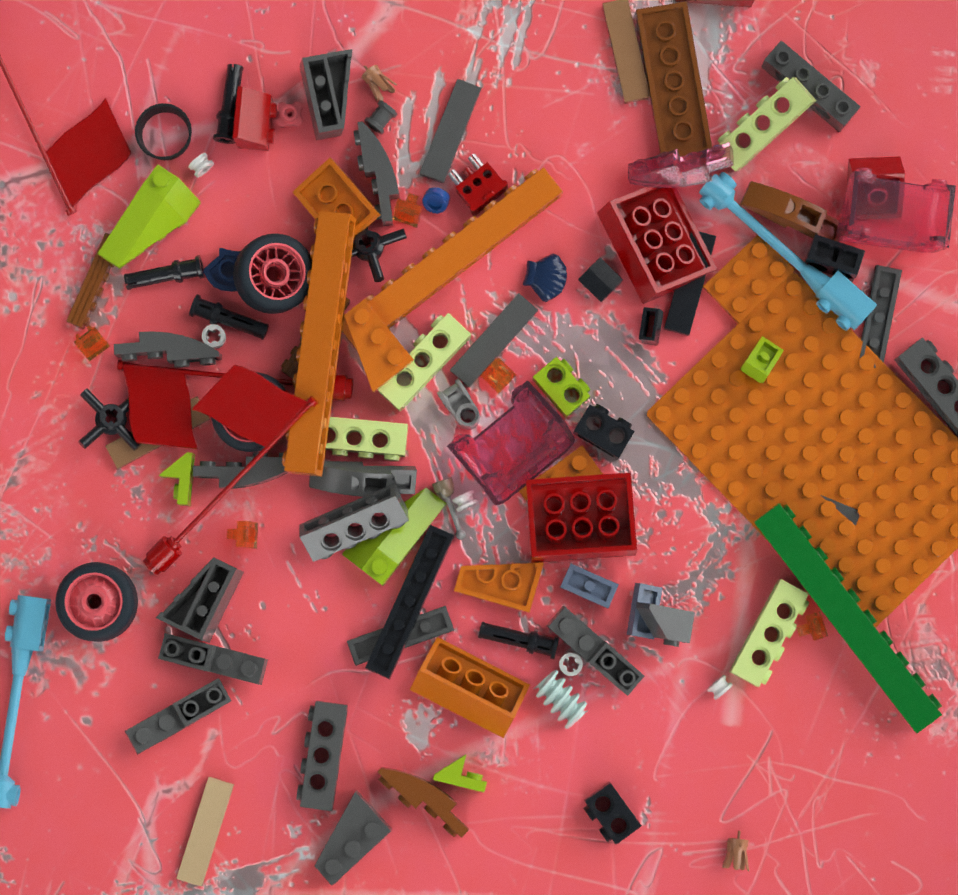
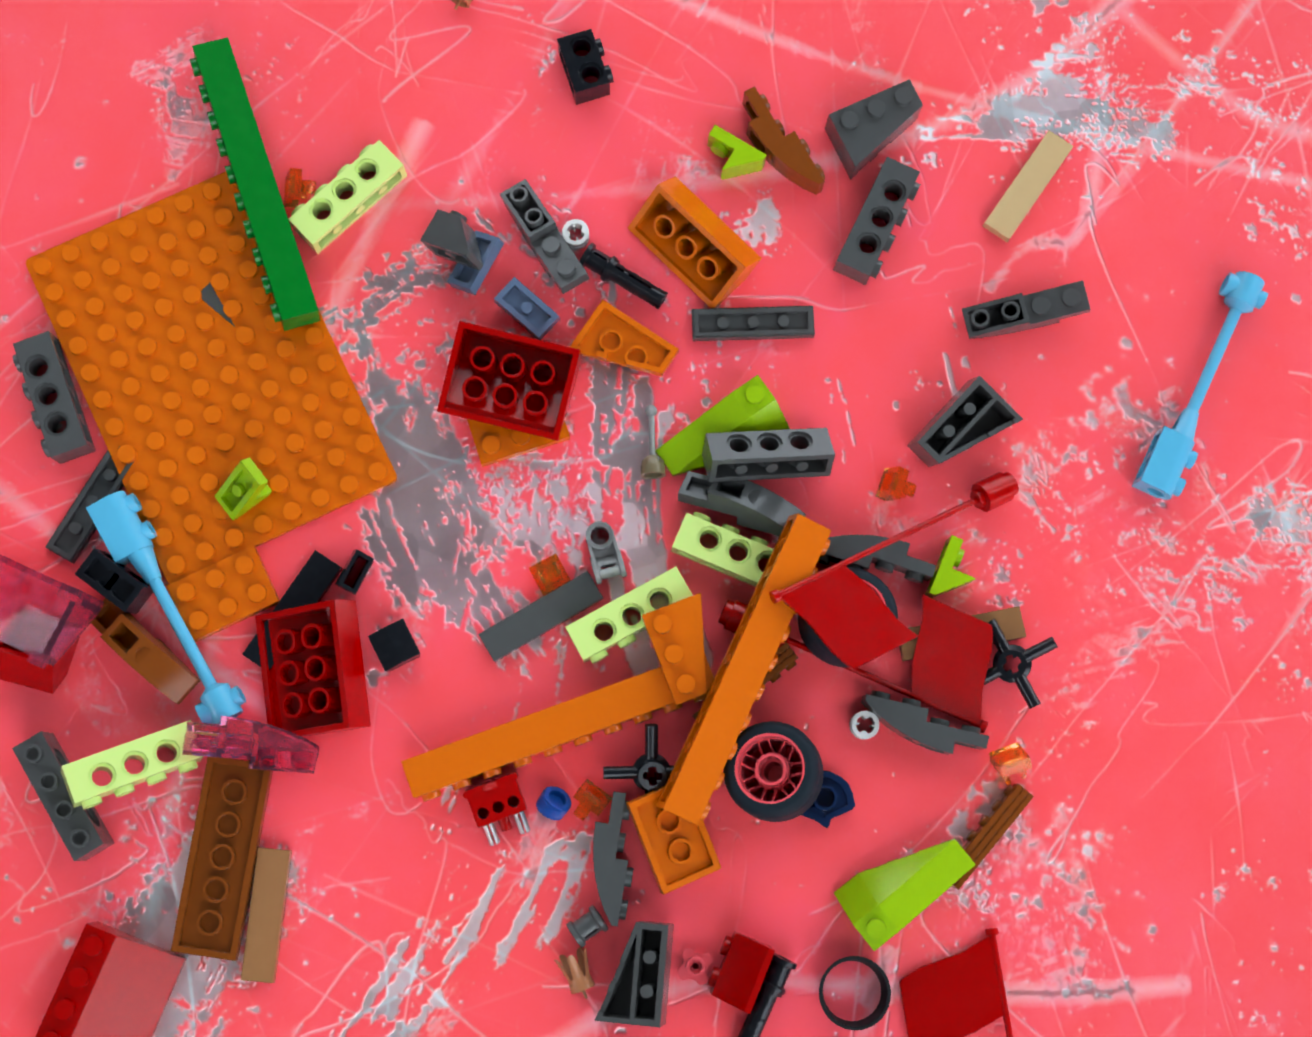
camera: 170 degrees left, 5 degrees down
(117, 605) = (1065, 474): wheel -> none
(176, 271) = (886, 815): black pin -> none
(201, 165) = (820, 937): white bush -> none
(213, 659) = (966, 359): dark grey slope -> none
(217, 314) = (810, 715): black pin -> none
(409, 602) = (731, 351): black plate -> none
(450, 131) = (509, 883): dark grey tile -> none
(465, 500) = (633, 444): white bush -> none
(514, 445) = (560, 488): clear pink windscreen -> none
(546, 277) = (455, 670): dark blue animal -> none
(556, 391) = (487, 533): lime brick -> none
(561, 699) = (597, 199): light aqua piece -> none
(600, 437) = (457, 466): black brick -> none
(719, 687) = (422, 158): white bush -> none

